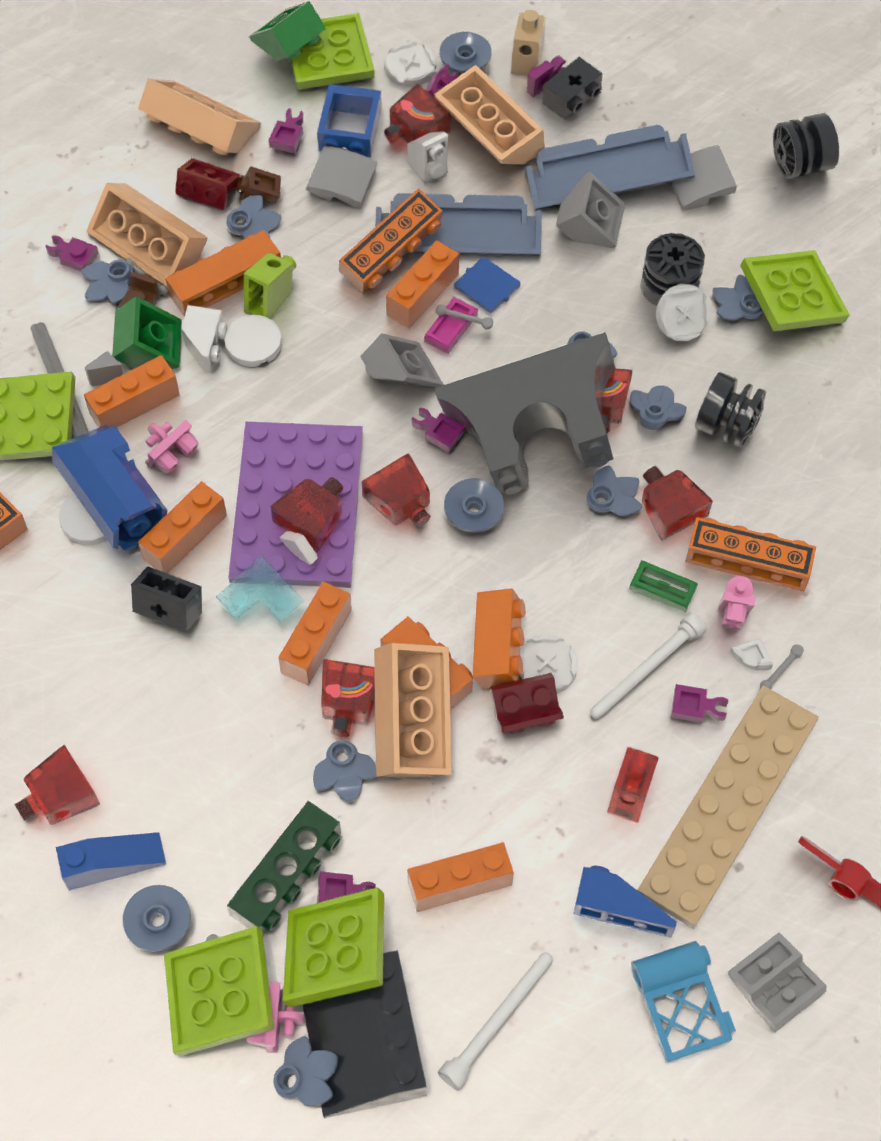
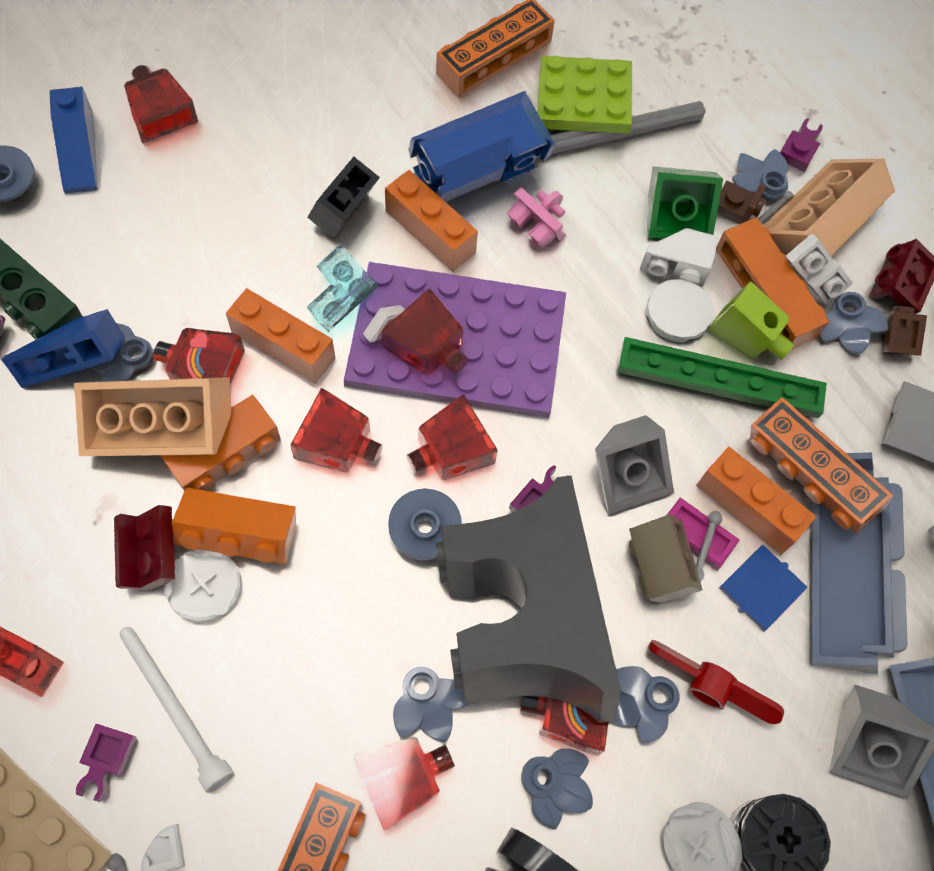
camera: 90 degrees right, 5 degrees up
(103, 369) = (640, 161): light grey slope -> none
(132, 393) = (606, 183): orange brick -> none
(214, 235) = (819, 269): none -> white slope
(315, 310) = (720, 376): none -> green plate
(350, 797) = (67, 349): none -> blue slope
(403, 580) = (334, 435): none -> clear red torso
(481, 340) = (664, 559): none -> dark tan brick
(569, 309) = (717, 686): none -> red piece
(661, 590) = (264, 779): green tile -> none
(737, 601) = (222, 835): bright pink hips -> none

